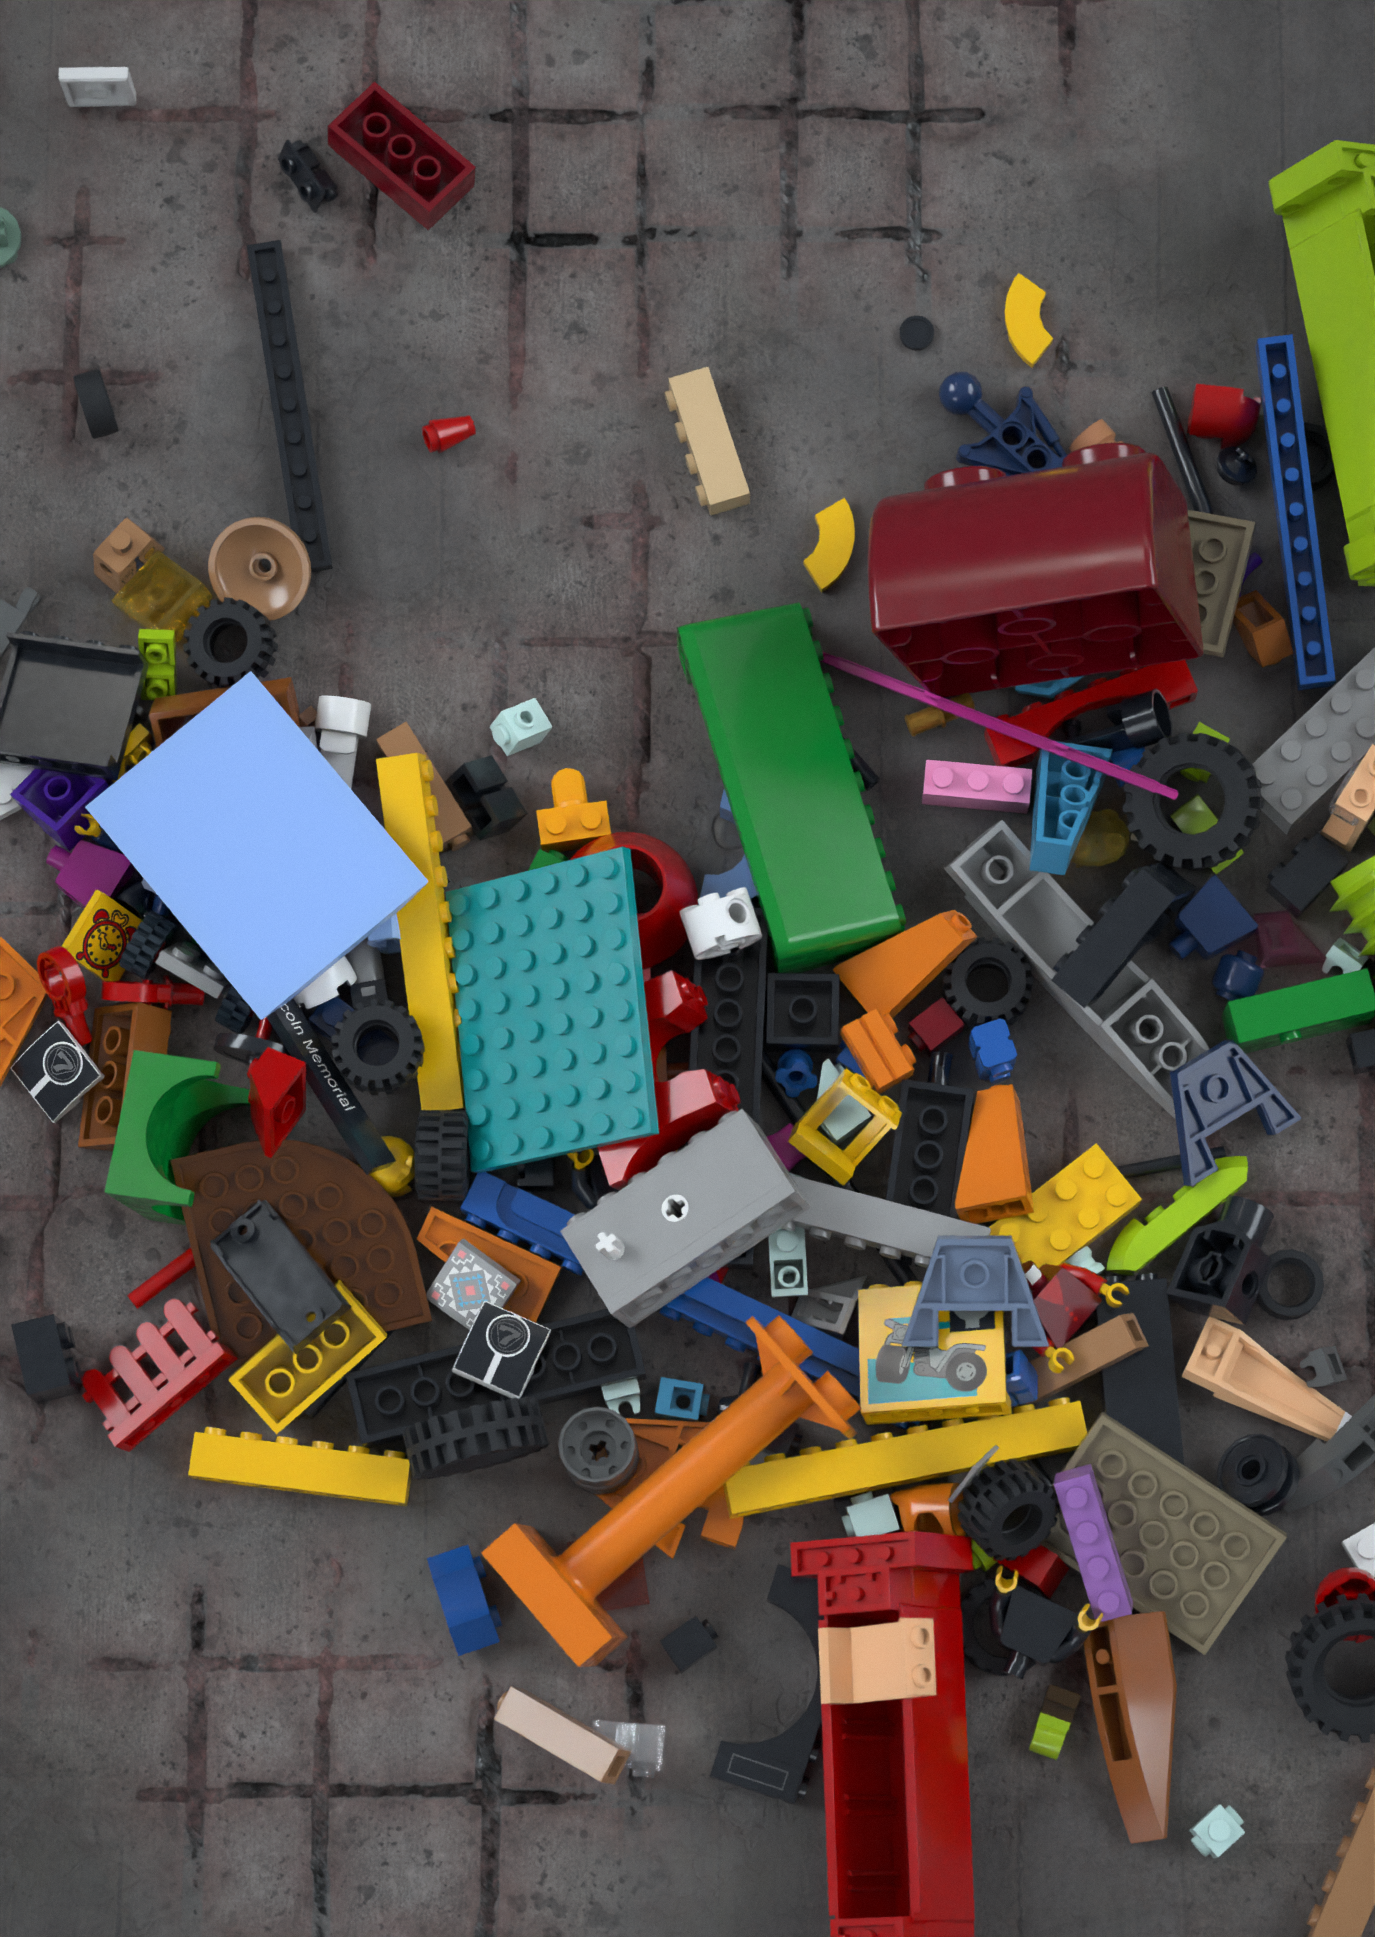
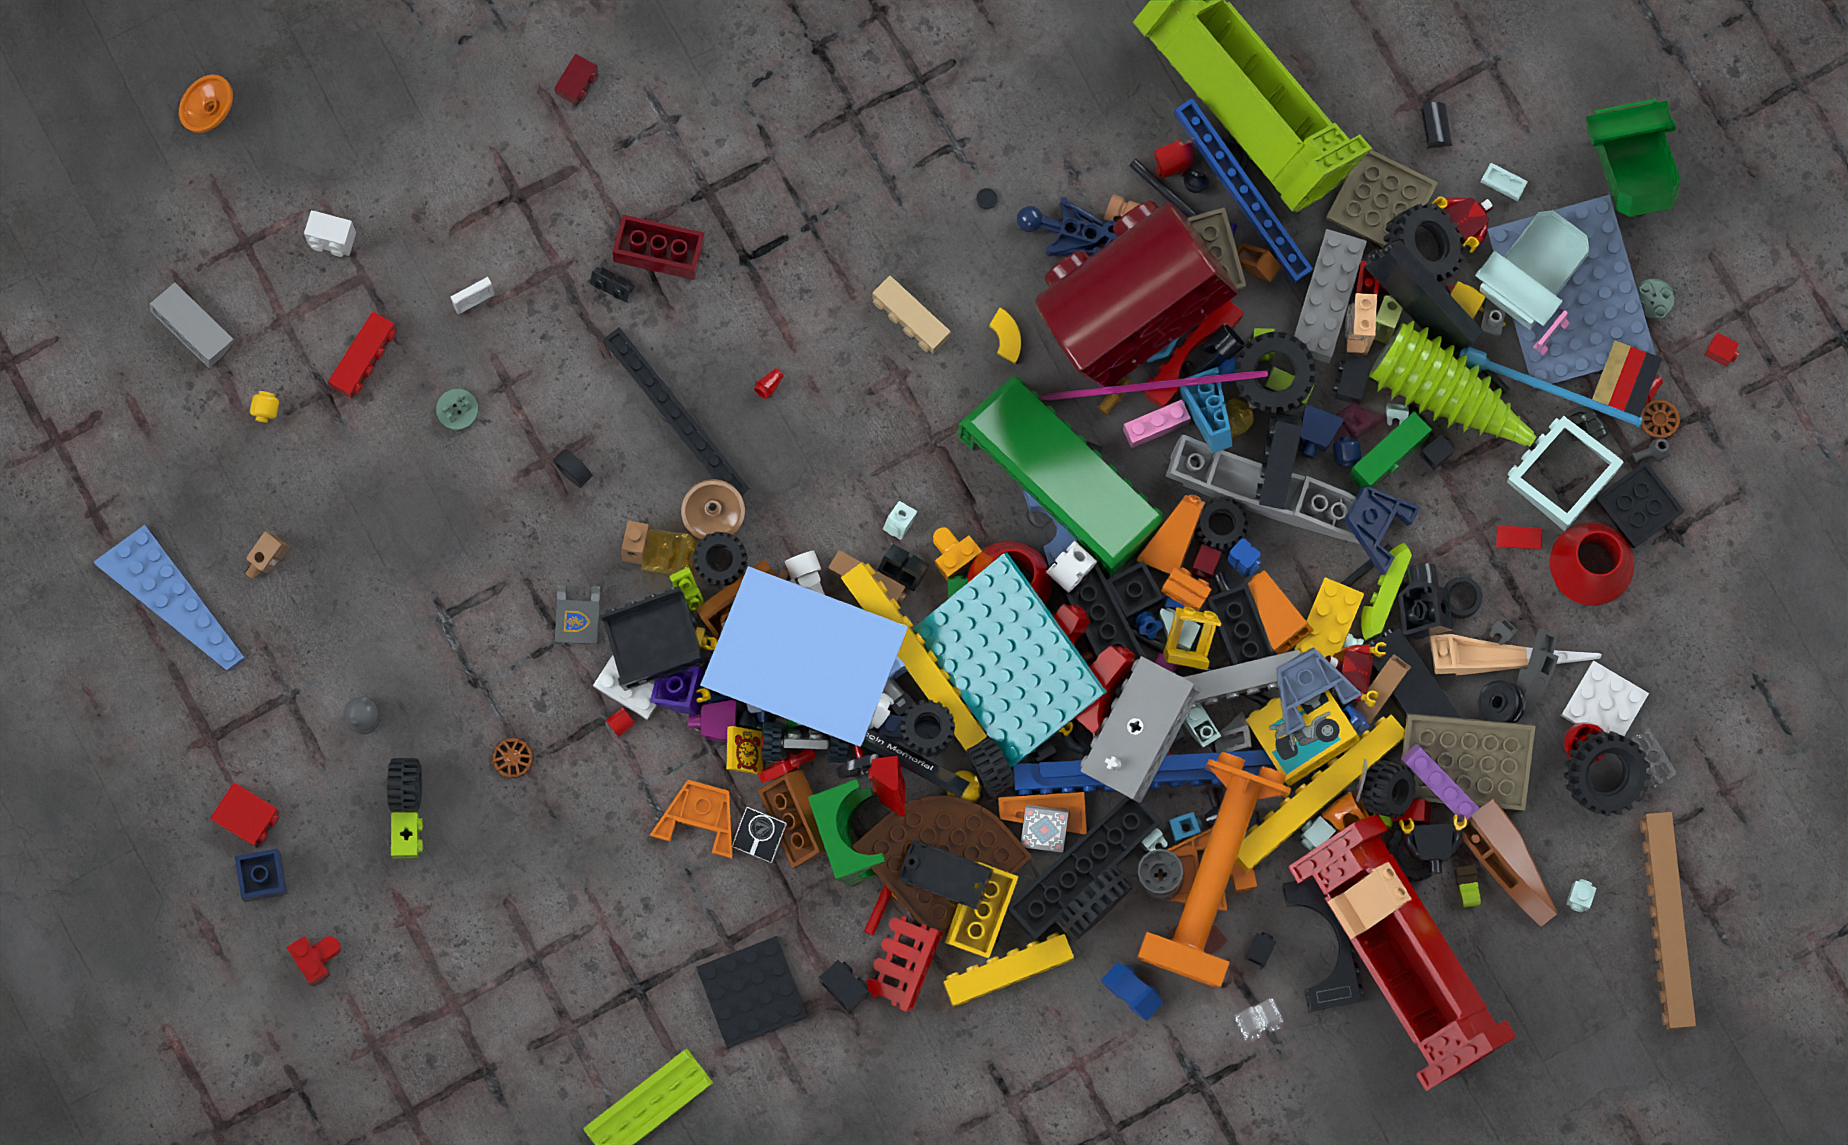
camera: 35 degrees left, 0 degrees up
(66, 991) = (743, 792): red pin -> none
(501, 1350) = (1081, 850): black slope -> none
(562, 1735) = (1223, 1030): brick -> none
(1024, 321) = (1040, 162): yellow tile -> none

